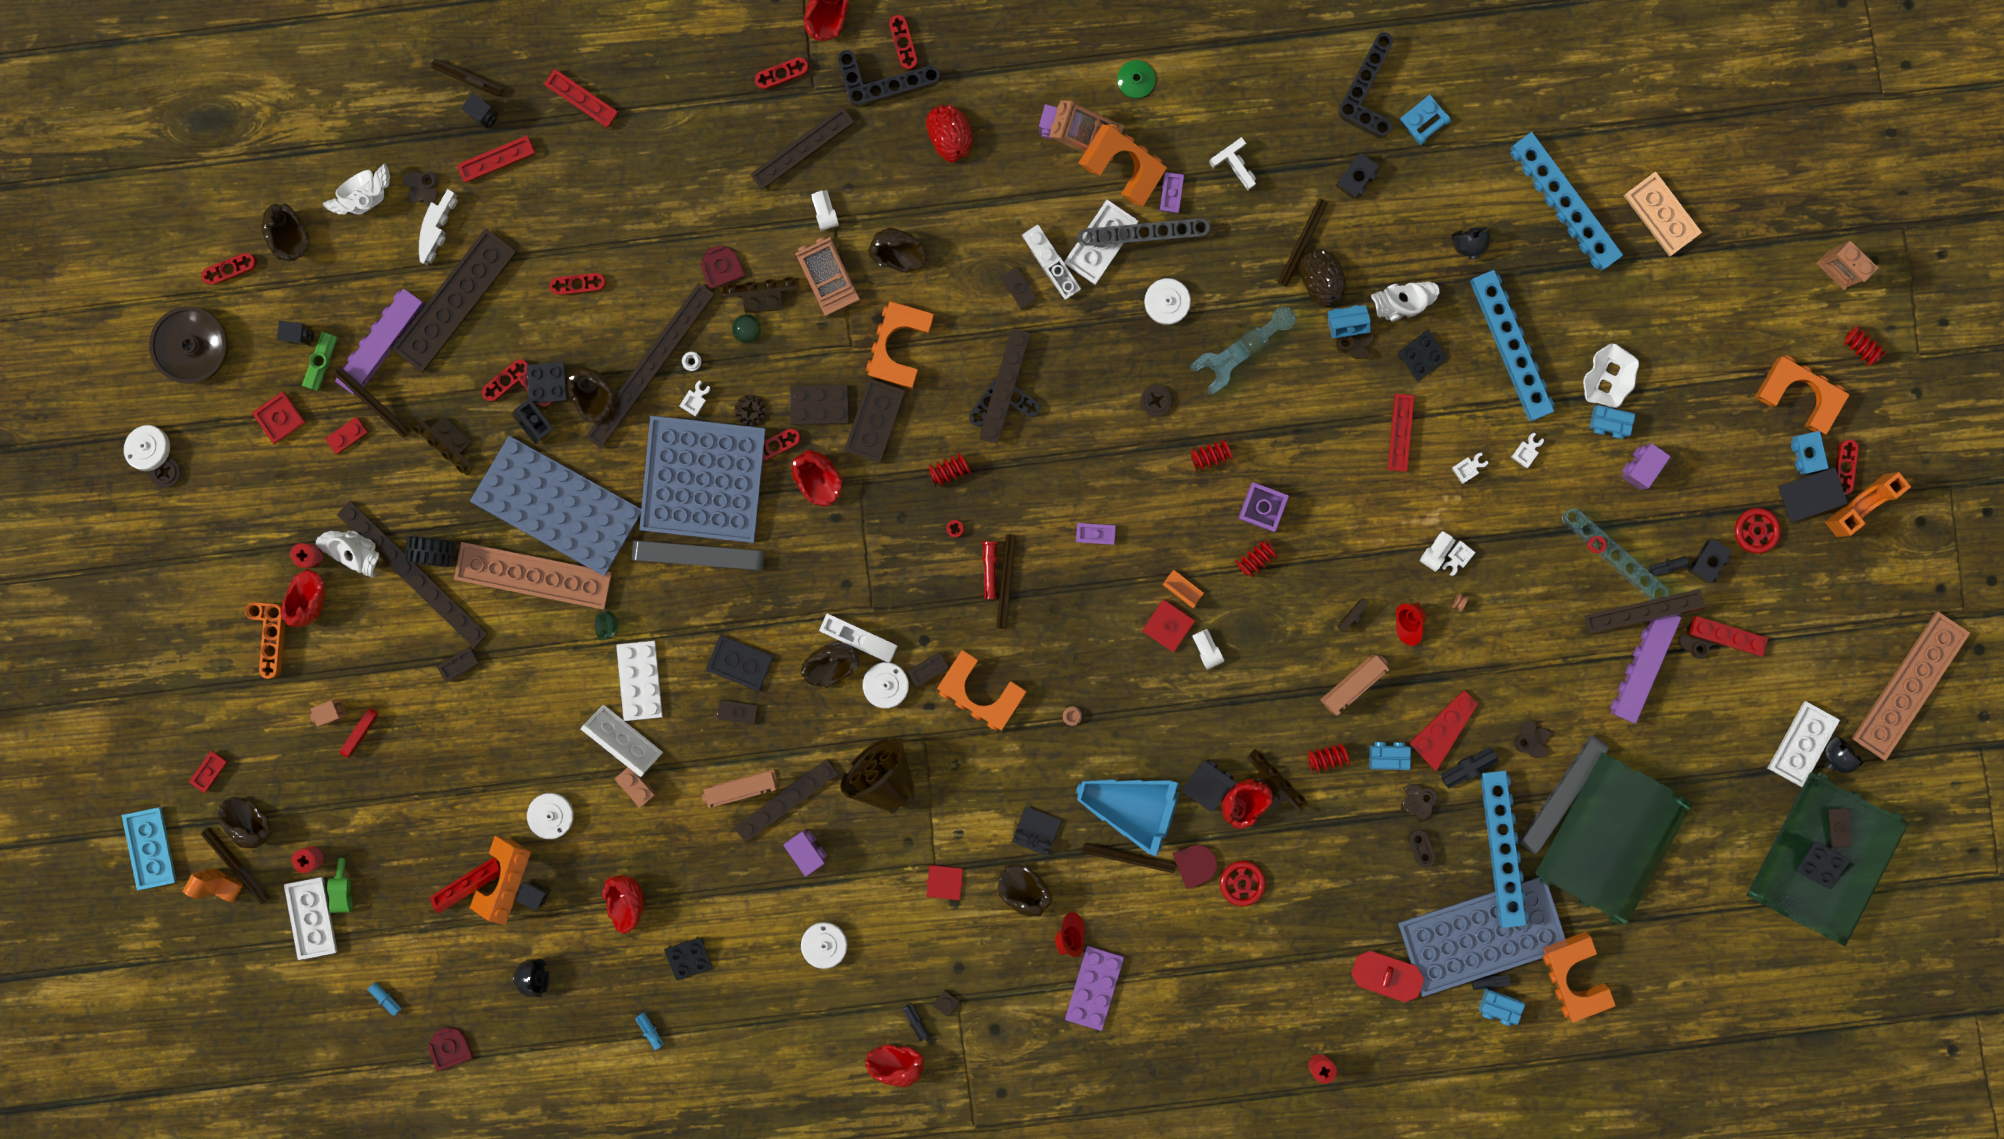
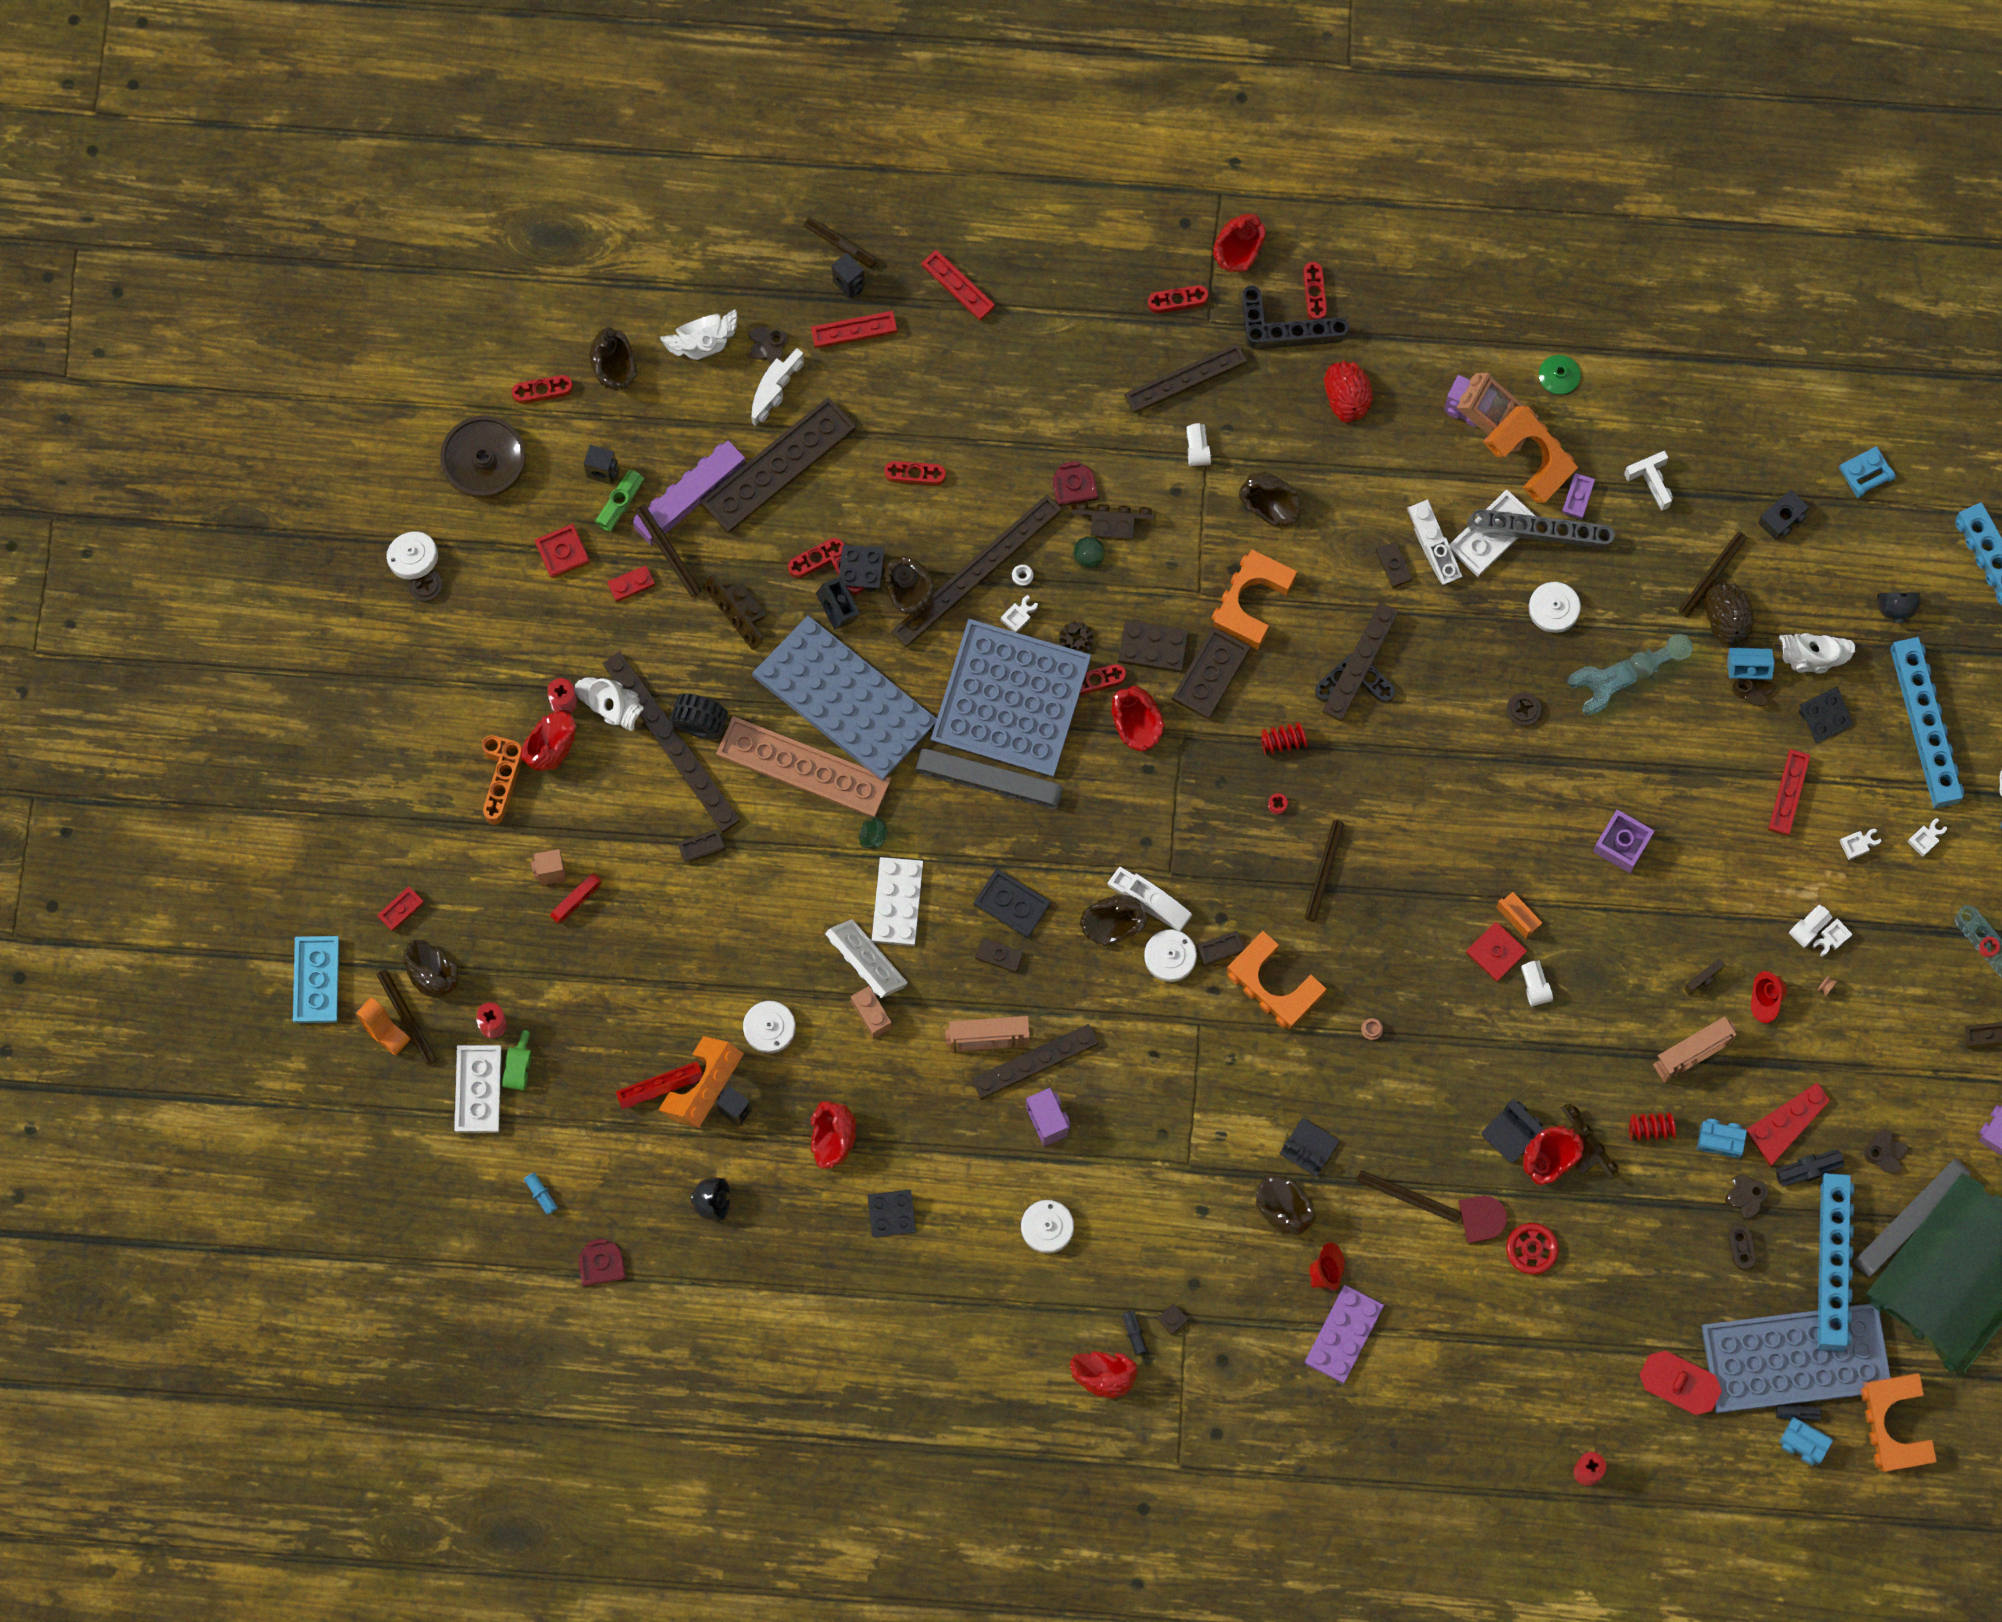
camera: 10 degrees right, 15 degrees down
(649, 1031) = (831, 1285): dark azure axle -> none
(827, 276) = (1187, 512): door -> none
(880, 776) = (1149, 1049): dark brown cone -> none
(944, 882) = (1195, 1185): red piece -> none
(989, 559) = (1310, 844): red pin -> none
(1095, 533) = (1432, 837): medium lavender plate -> none
(1133, 808) = (1426, 1135): dark azure cone -> none
(1210, 455) = (1575, 776): red piece -> none
(1256, 559) = (1607, 895): red piece -> none
(1363, 86) = (1805, 424): black beam -> none

